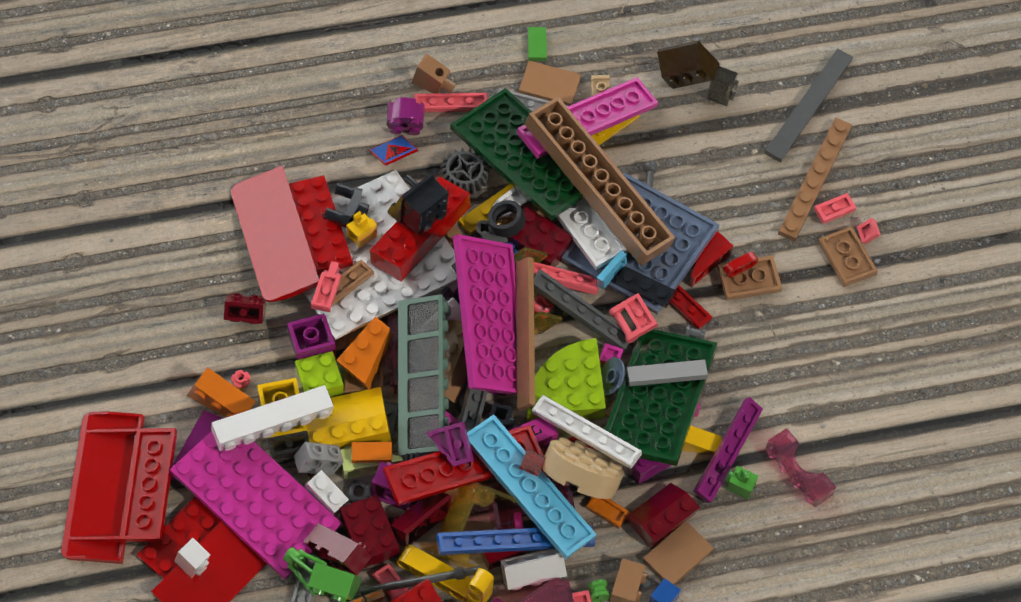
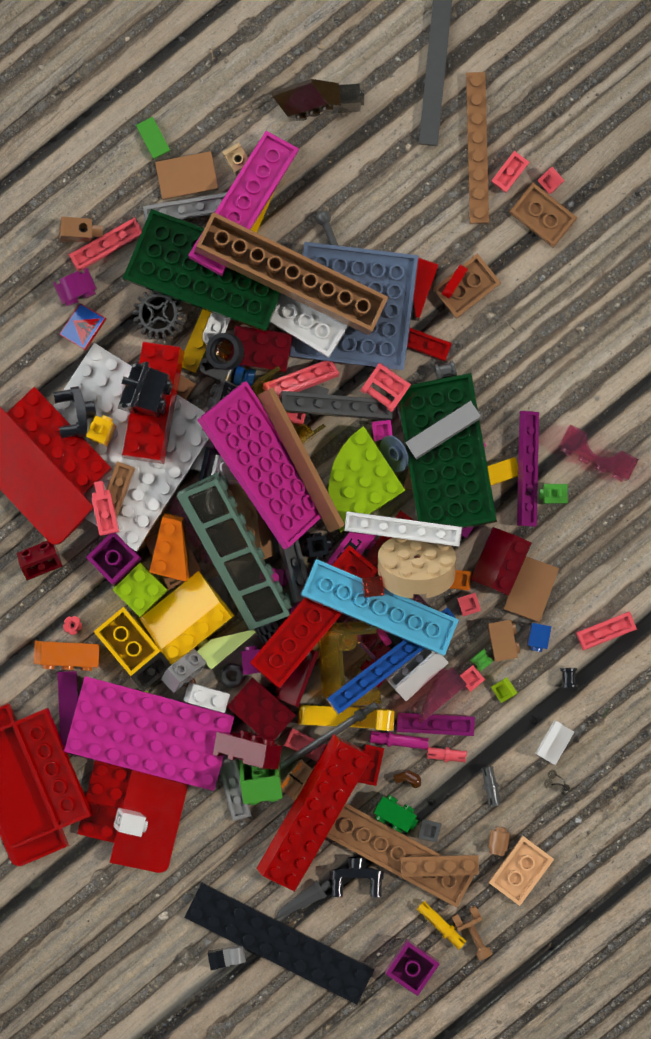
camera: 25 degrees left, 25 degrees up
(272, 418) = (126, 660): white brick -> none
(296, 560) = (216, 776): bright green plant -> none
(371, 452) = (226, 641): orange tile -> none
(453, 443) = (297, 608): magenta wing -> none
(612, 270) = (344, 351): medium azure tile -> none
(612, 537) = (469, 604): none -> coral plate
(645, 286) = (381, 352): black plate -> none

